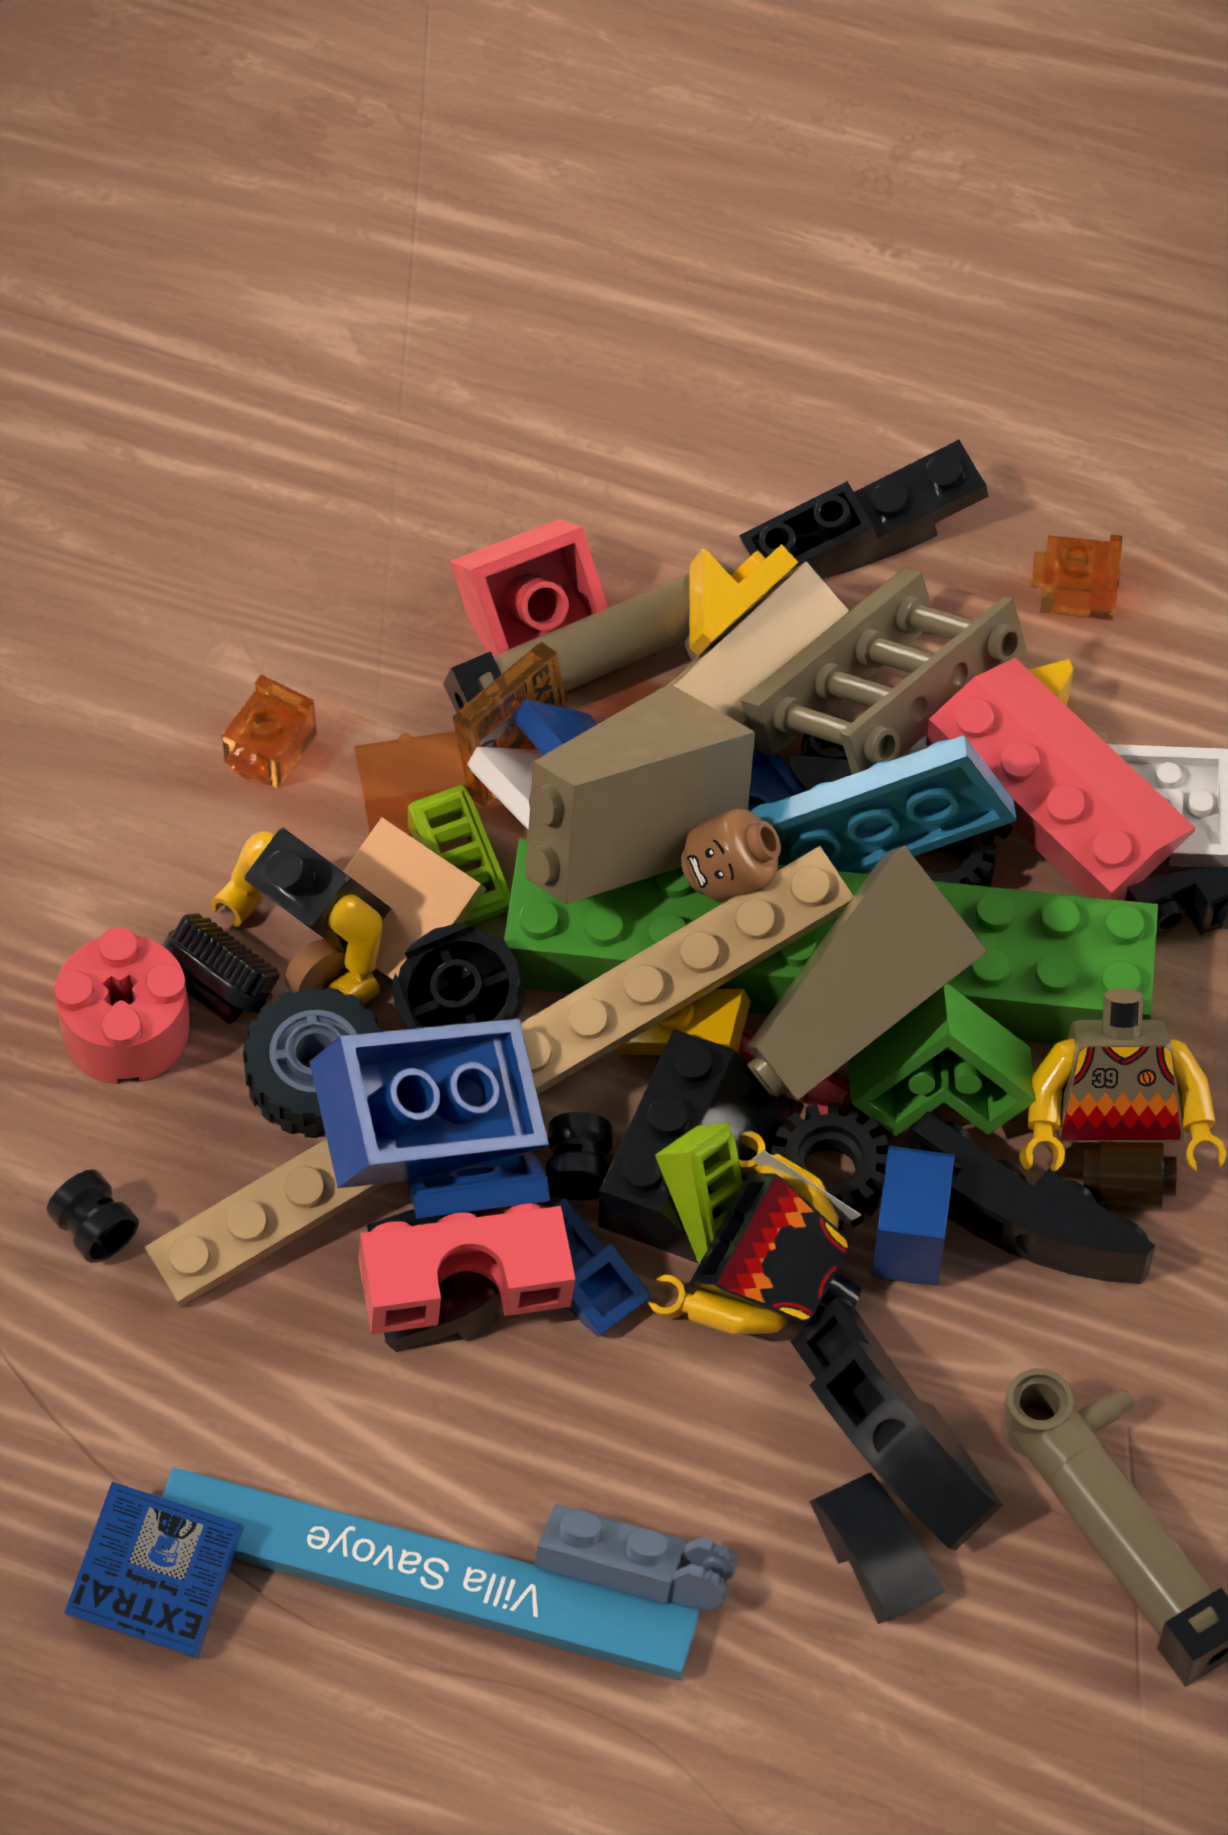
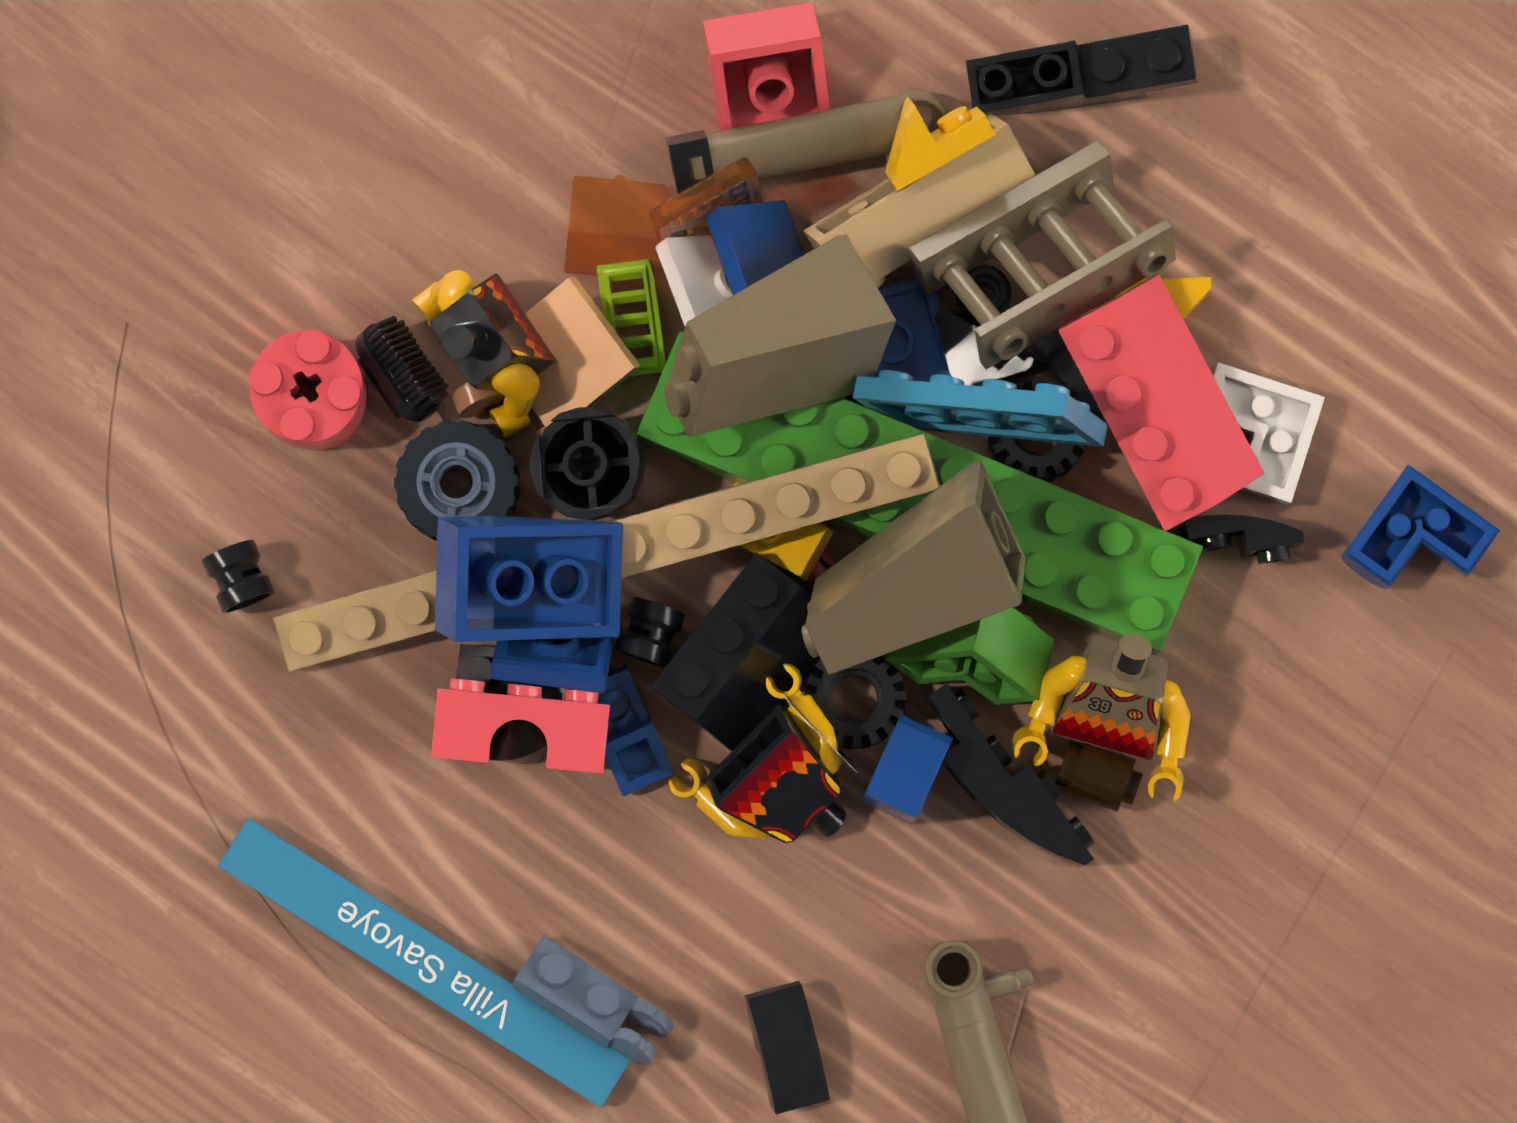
camera: 15 degrees right, 25 degrees up
(154, 1570) = (211, 905): blue tile -> none
(269, 732) = (523, 150): clear orange brick -> none
(692, 1163) = (723, 687): lime slope -> none
(730, 855) = (845, 421): medium nougat head -> none
(892, 1427) = (823, 947): black slope -> none
(1078, 576) = (1259, 200): clear orange brick -> none

